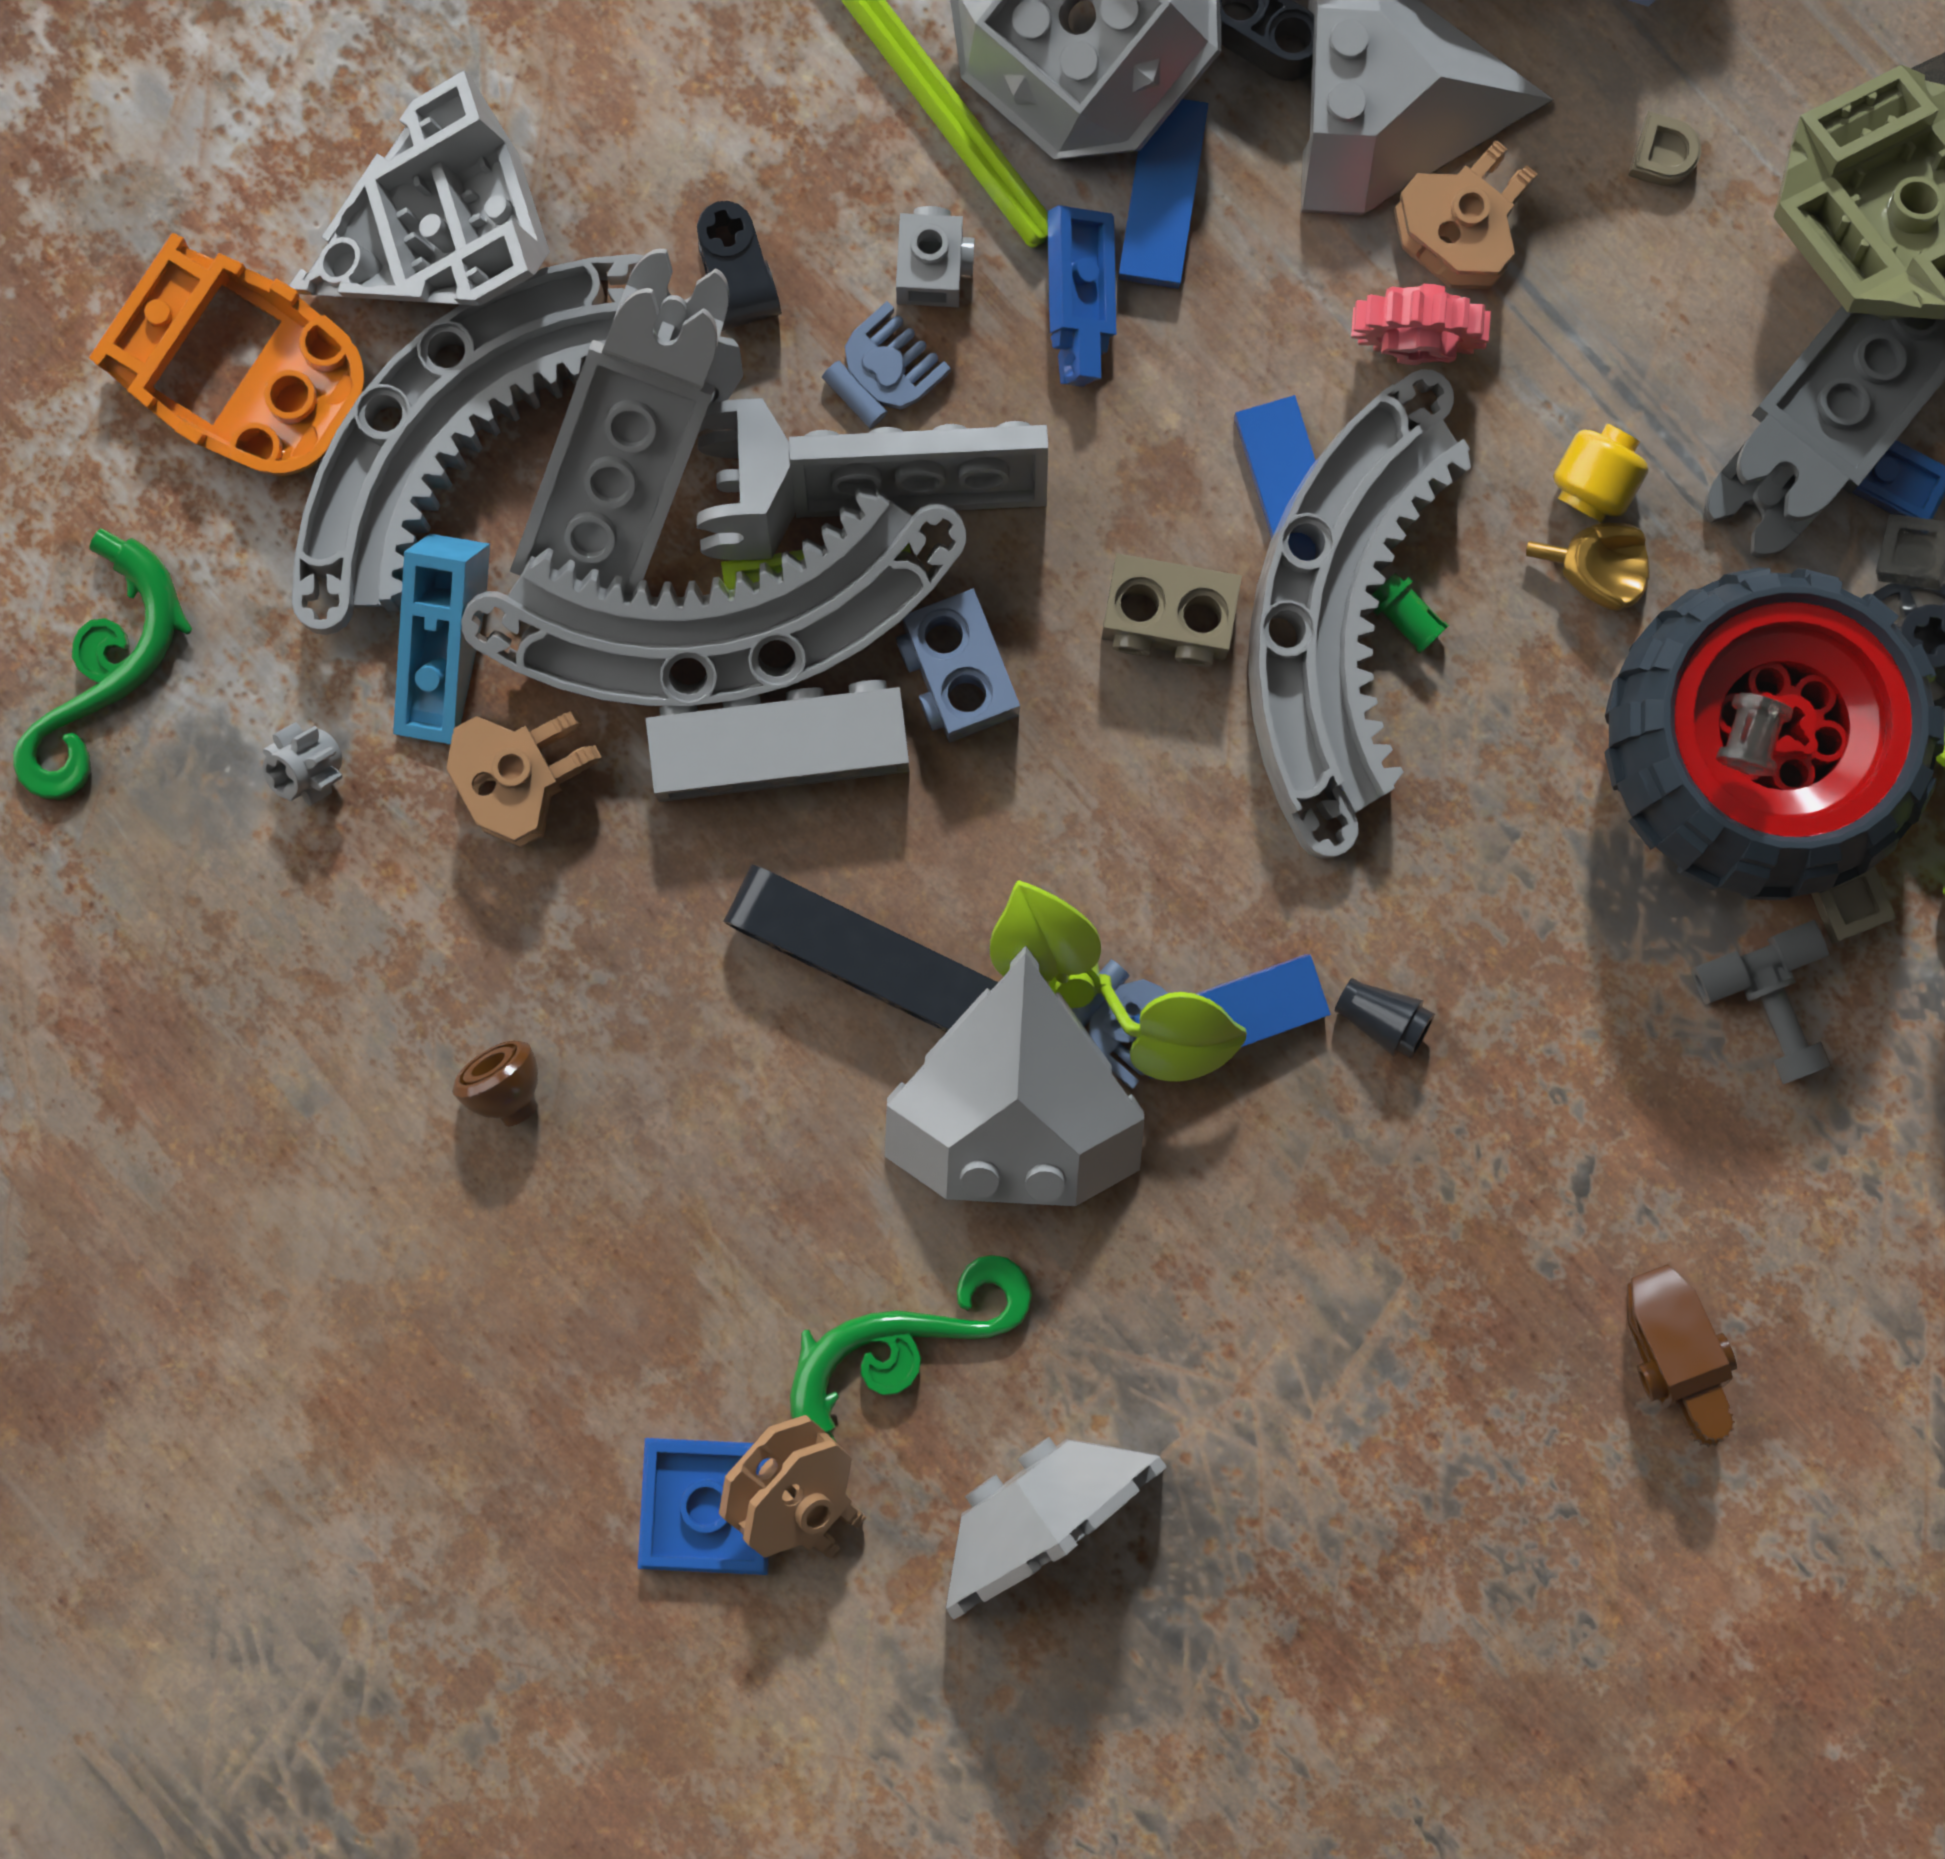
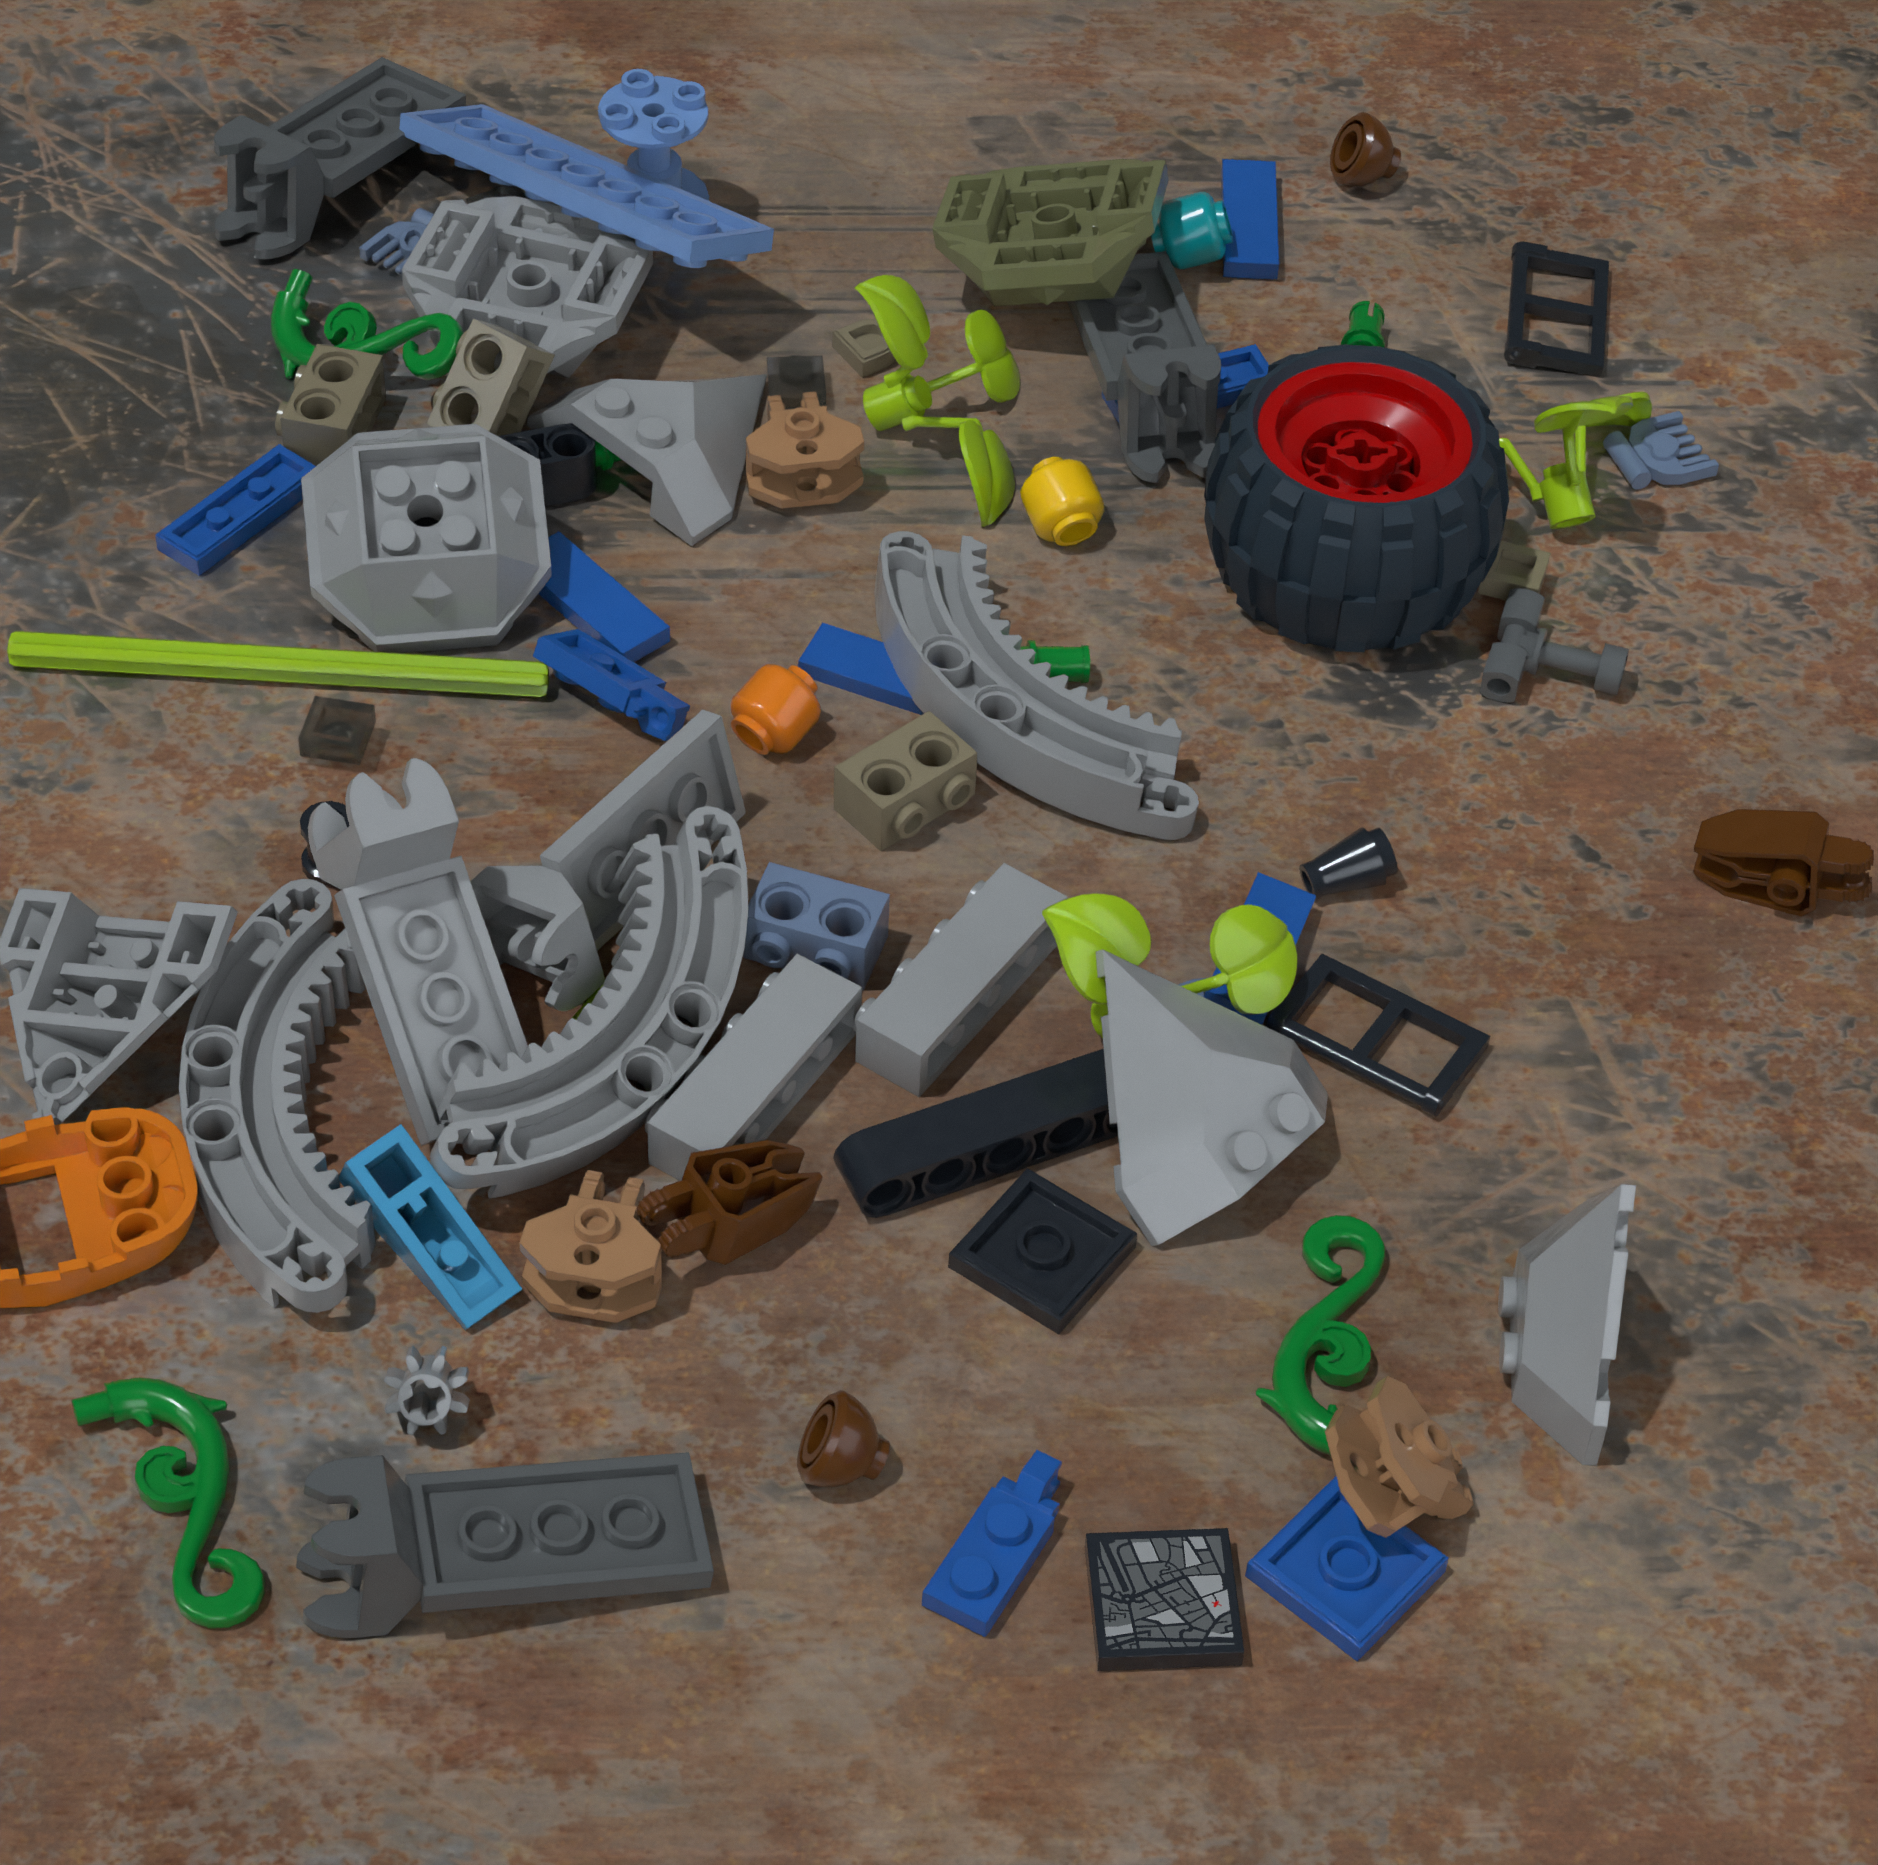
camera: 50 degrees left, 35 degrees down
(232, 931) = (500, 1537): none -> dark grey hinge
(516, 1254) = (996, 1548): none -> blue hinge
(570, 1400) = (1163, 1599): none -> tile
(627, 827) = (732, 1200): none -> reddish brown hinge
(806, 1077) = (1042, 1250): none -> black tile
(846, 132) = (337, 730): none -> clear smoke plate
(878, 373) = (533, 831): sand blue piece -> none
(932, 257) = (489, 743): light grey brick -> none
(1004, 815) = (956, 980): none -> light grey brick
(1157, 445) = (775, 709): none -> orange head
(1277, 1158) = (1396, 1007): none -> black window
(1421, 324) = (854, 505): coral gear -> none
(1563, 132) = (794, 376): none -> clear smoke plate
(1602, 563) = (1125, 545): pearl gold piece -> none
(1617, 207) = (905, 397): none -> lime plant
(1754, 734) = (1383, 438): clear smoke bush -> none

